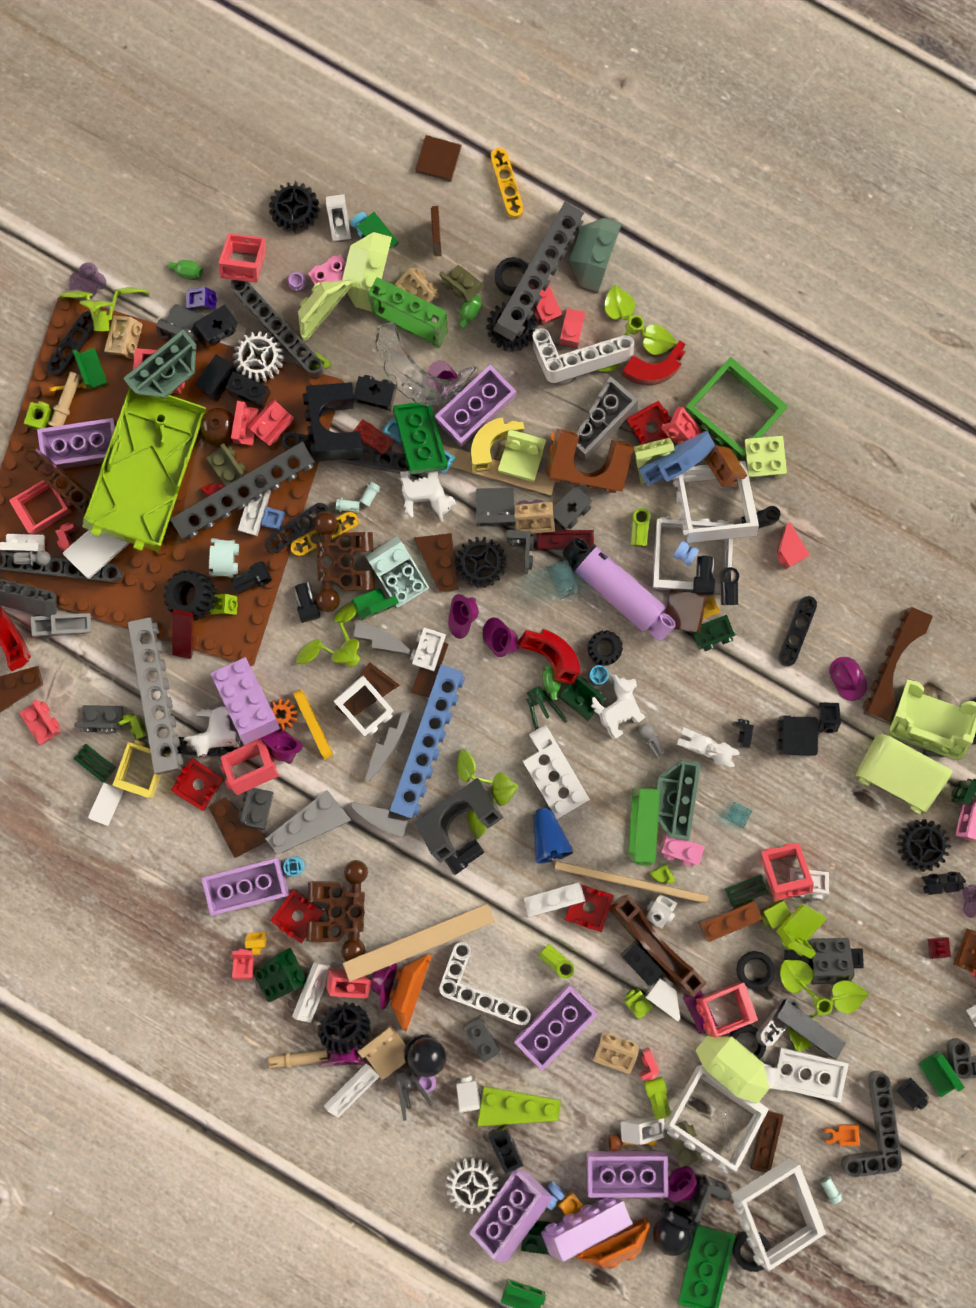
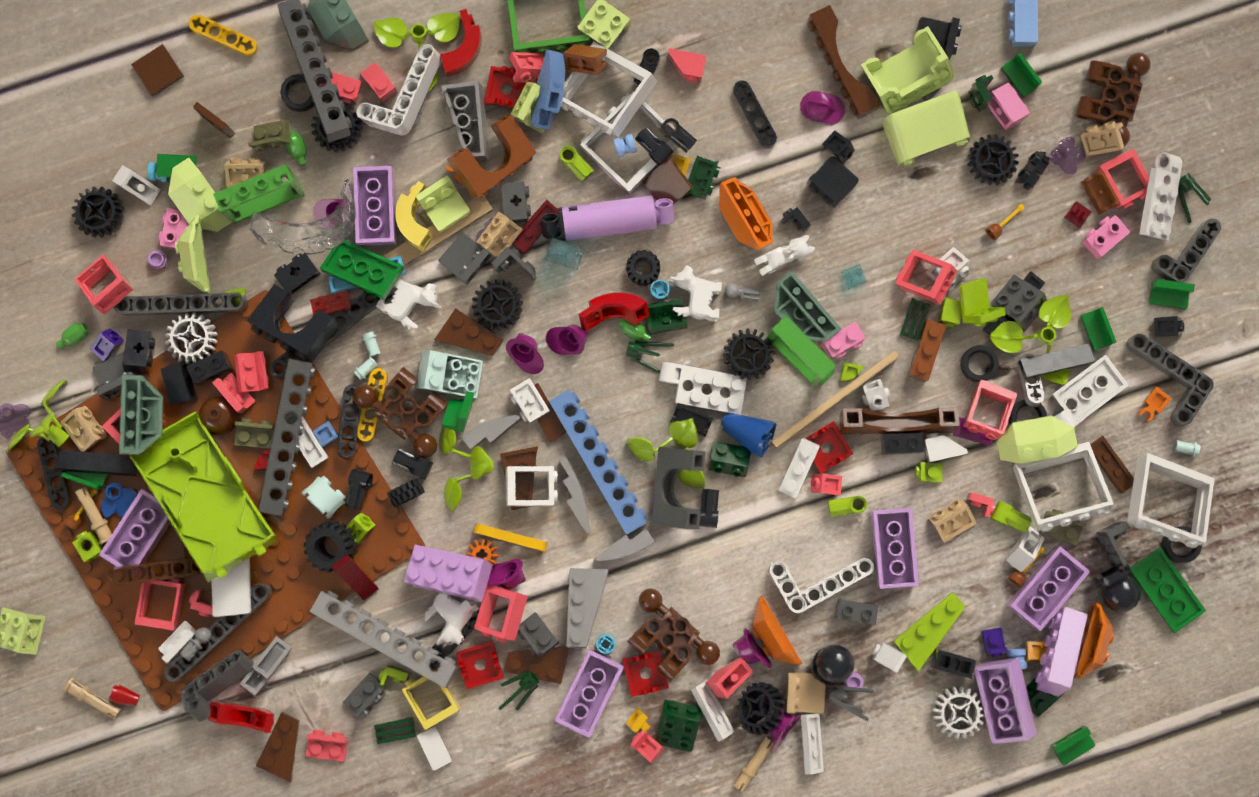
camera: 50 degrees left, 0 degrees up
(89, 410) = (118, 503): none -> blue plate
(104, 367) = (96, 463): none -> black tile
(214, 832) = (528, 682): none -> dark green plant
(279, 616) = (405, 492): none -> black tyre
(418, 942) = (743, 598): tan tile -> none
(515, 840) = (729, 459): none -> dark green bracket
(524, 793) = (701, 421): none -> black hinge
(549, 1166) = (994, 642): none -> dark purple bracket
(560, 931) = (826, 484): none -> coral bracket
(616, 770) = (751, 362): none -> black gear
(682, 1184) = (1090, 553): magenta piece -> none
(713, 690) = (745, 214): none -> orange wedge
(863, 1040) = (1098, 329): none -> green panel
(870, 894) = (995, 230): none -> dark orange hinge
(941, 985) = (1106, 236): none -> bright pink brick

